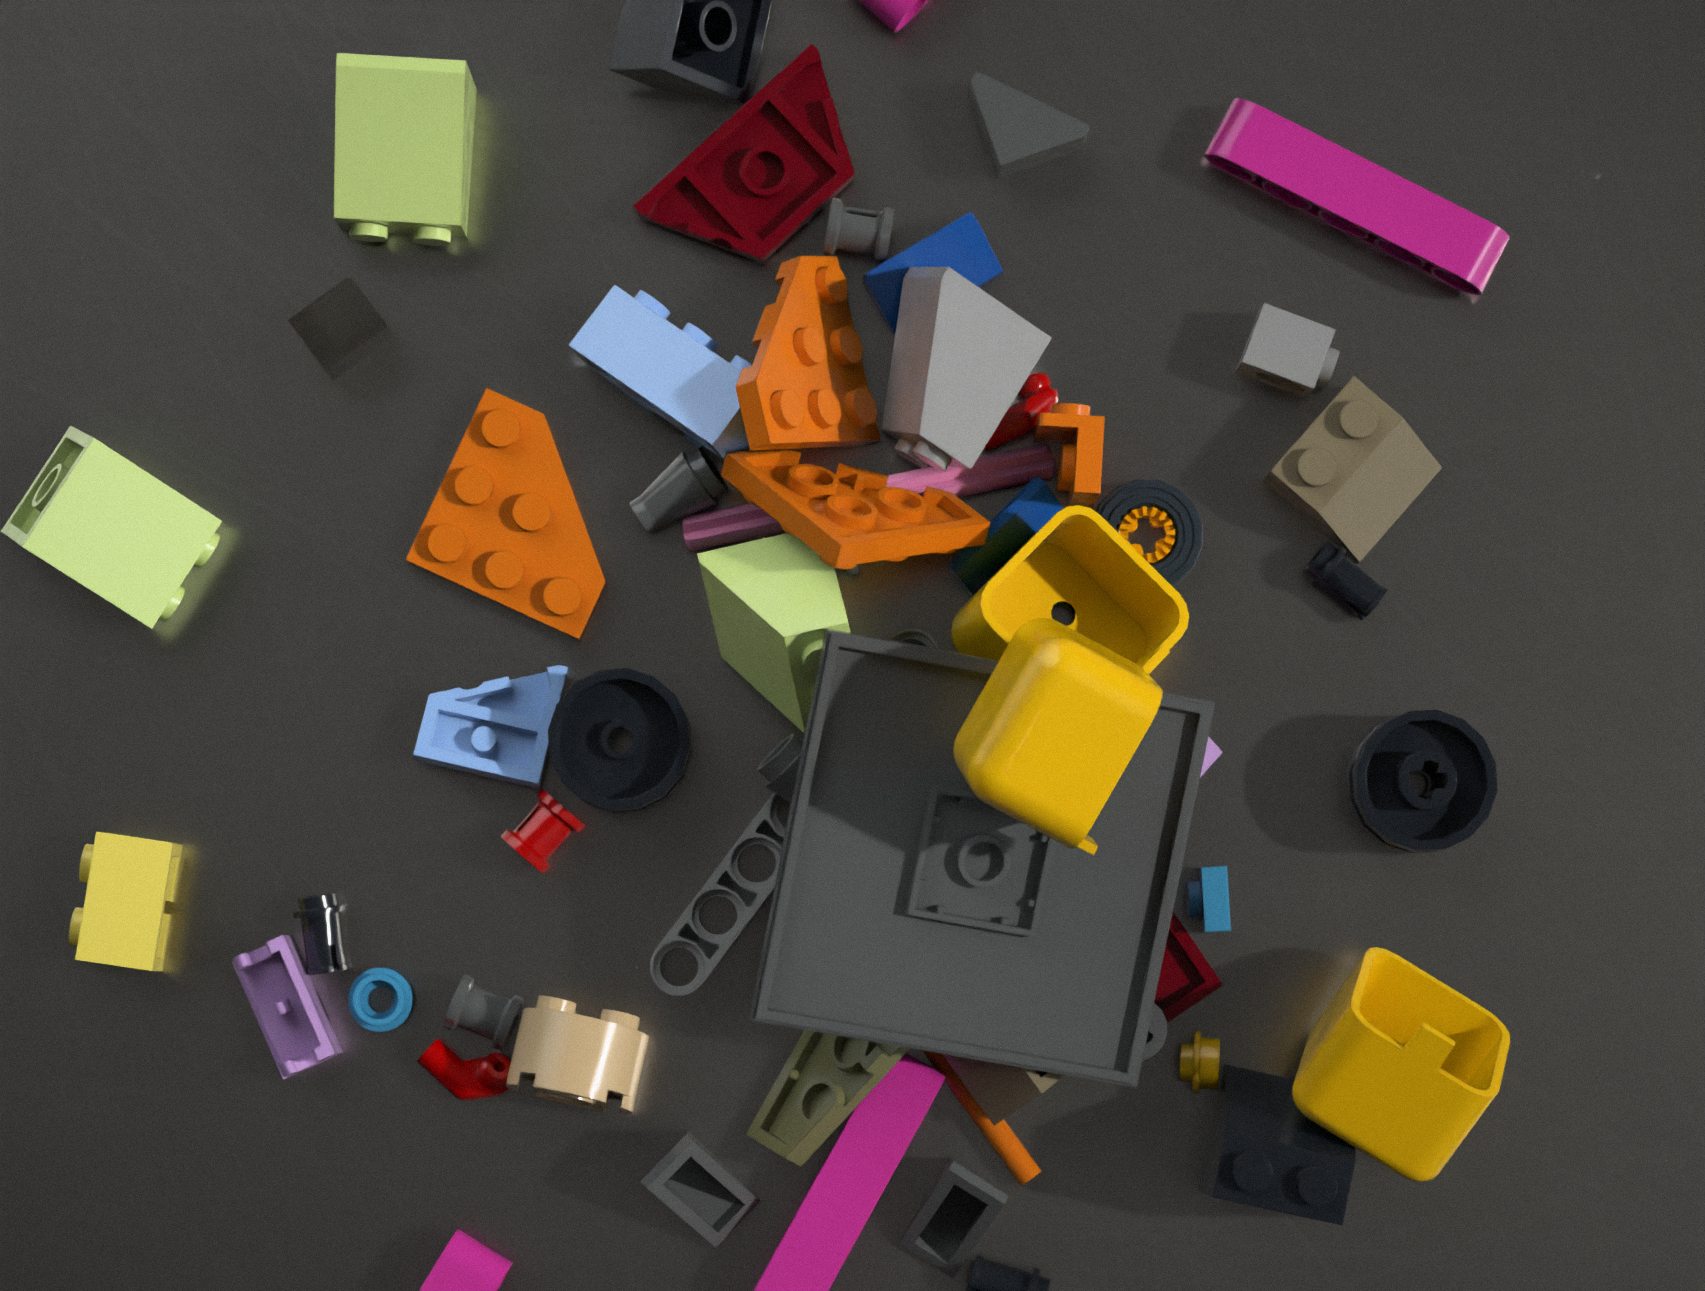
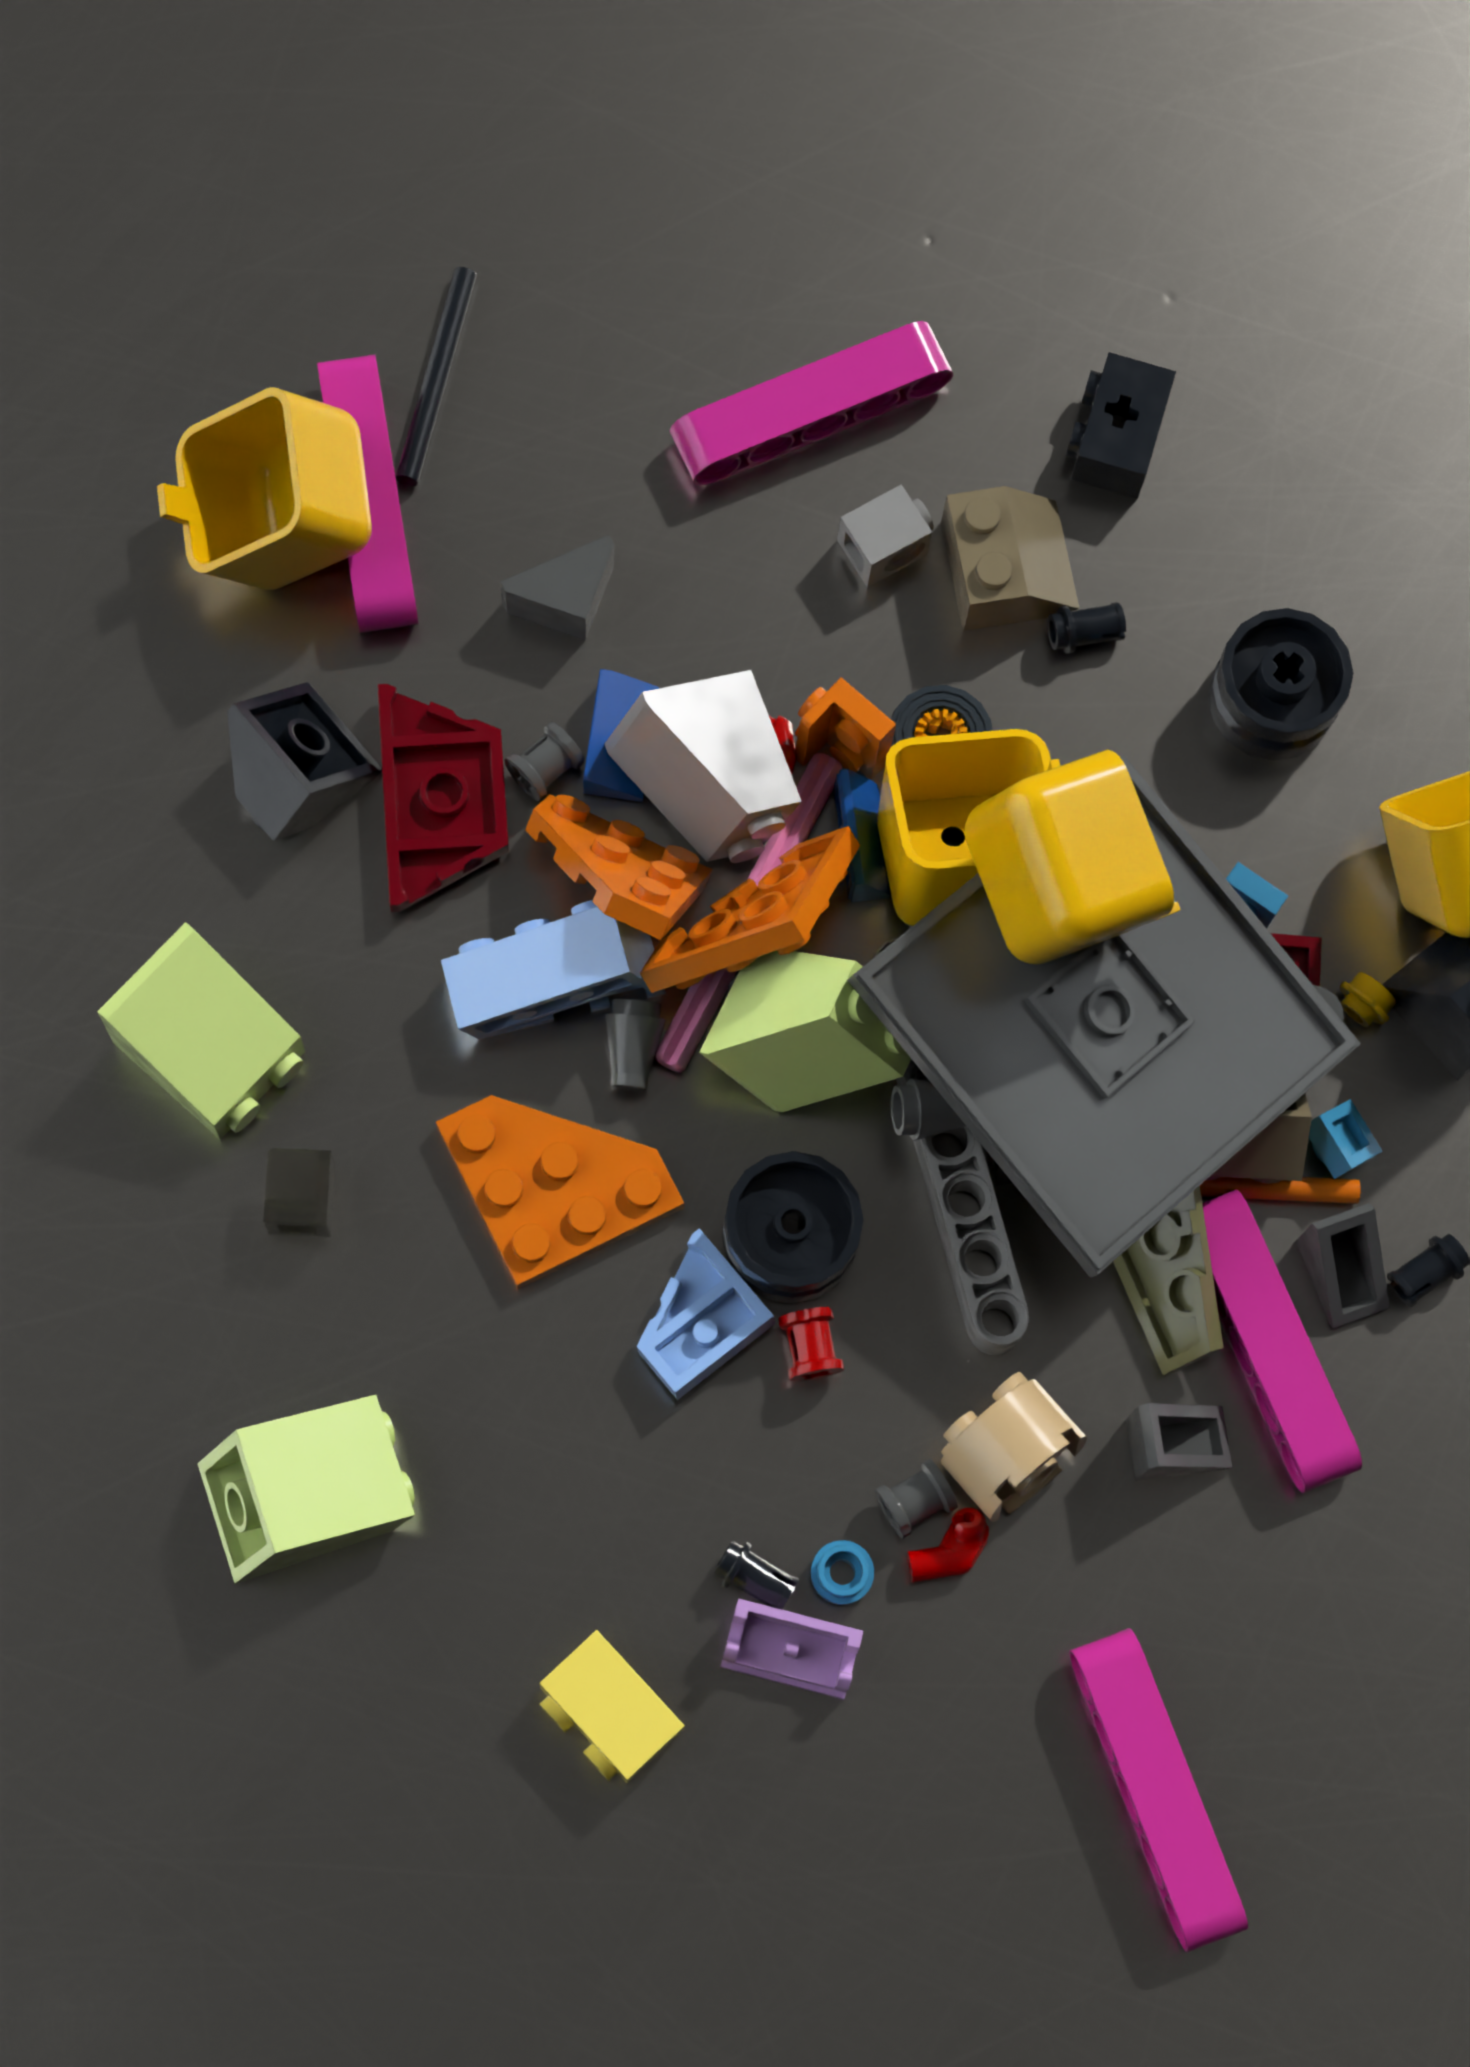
camera: 55 degrees left, 10 degrees down
(1061, 1132) = (1342, 1139): none -> dark azure plate
(1590, 462) = (1130, 394): none -> black brick

